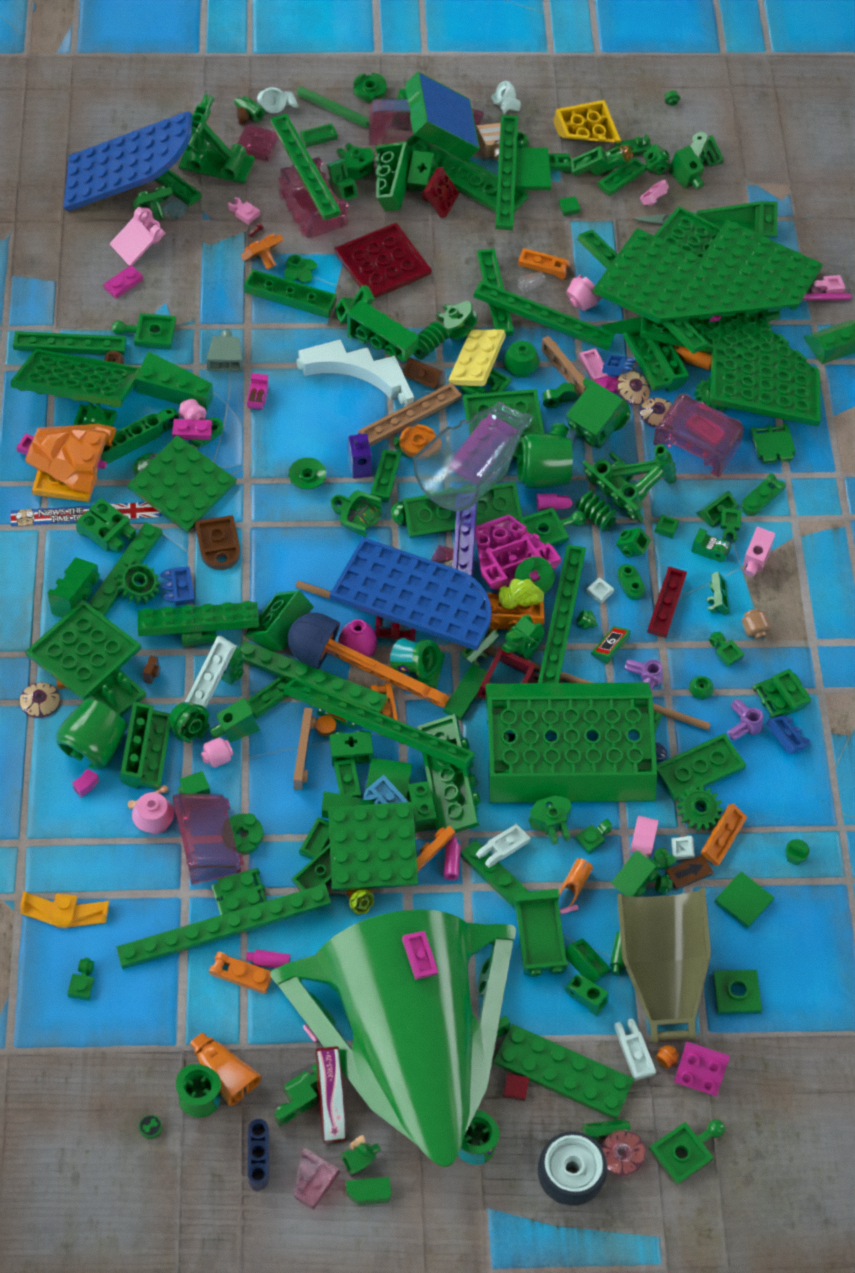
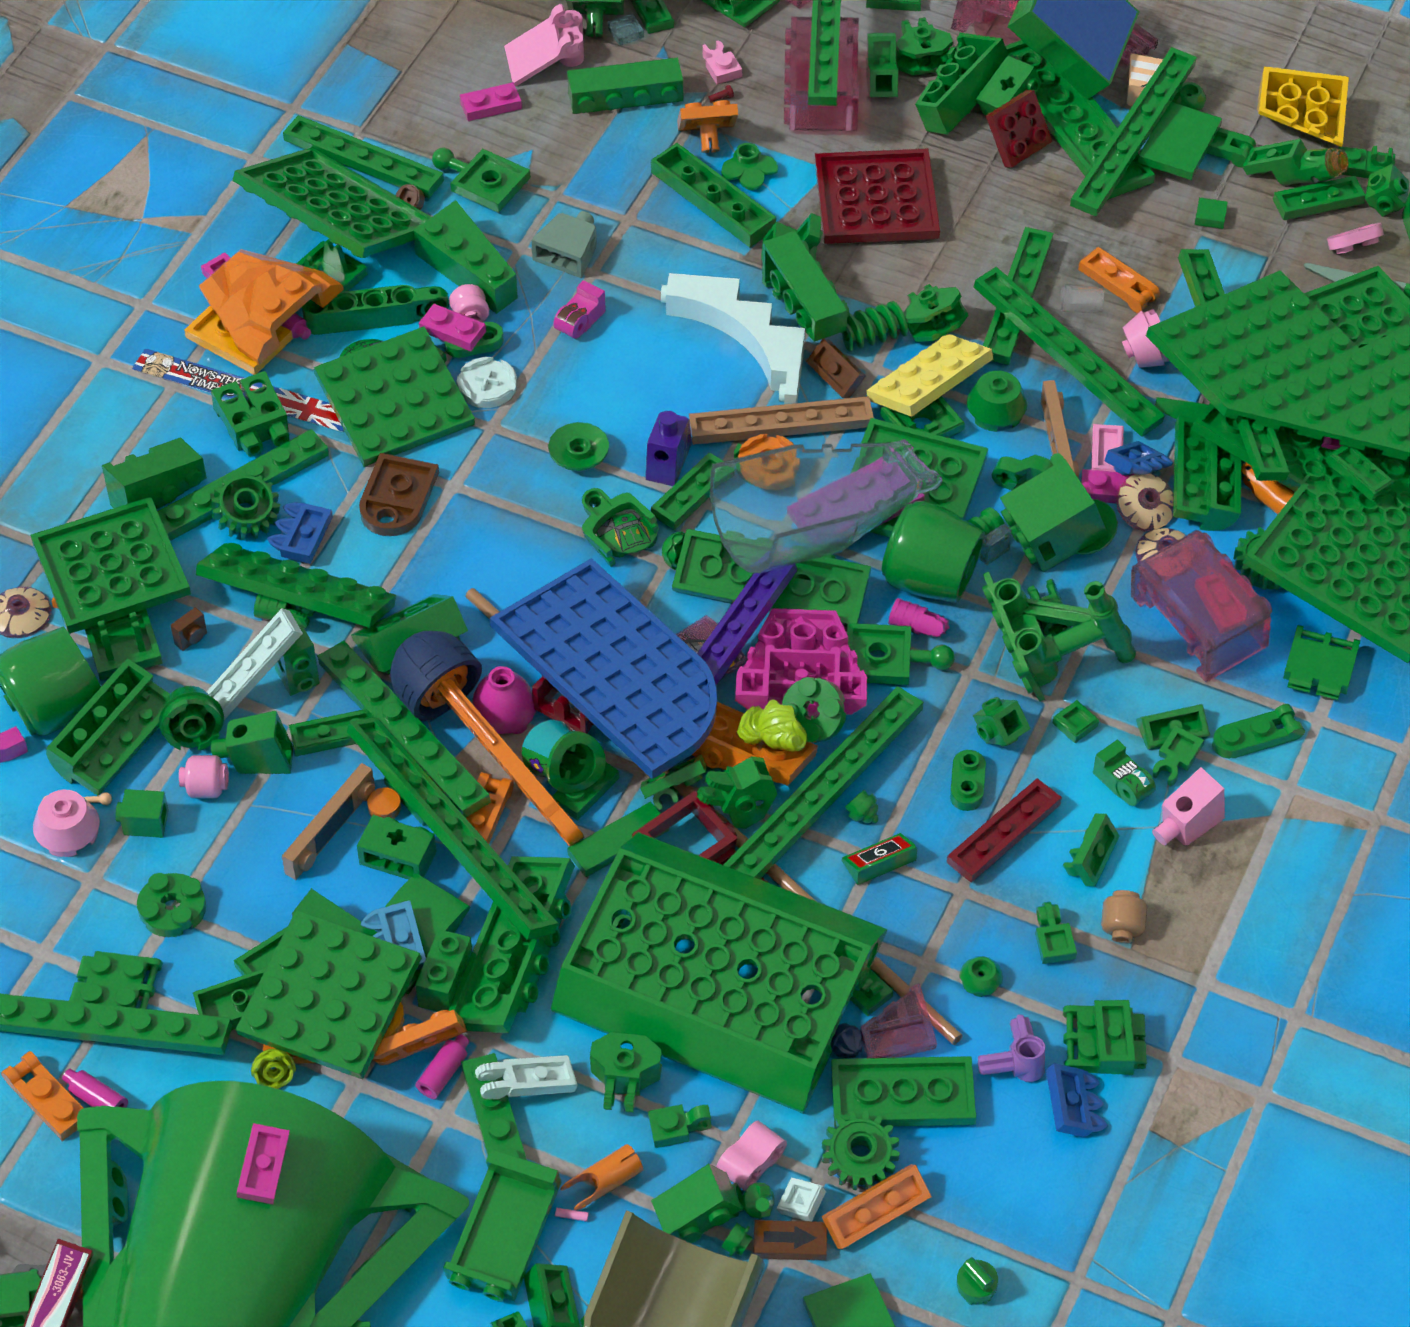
camera: 30 degrees right, 5 degrees down
(199, 244) = (625, 85): none -> green brick
(206, 836) = (110, 882): windscreen -> none
(229, 454) = (487, 382): none -> light aqua tile
(347, 778) = (365, 887): green plate -> none
(506, 97) = (1205, 32): light aqua hair -> none
(595, 511) = (976, 656): green piece -> none
(600, 590) = (912, 774): light aqua tile -> none
(646, 670) = (911, 922): medium lavender axle -> none
(679, 733) = (900, 1028): none -> clear pink wing
(738, 328) = (1359, 471): none -> green plate

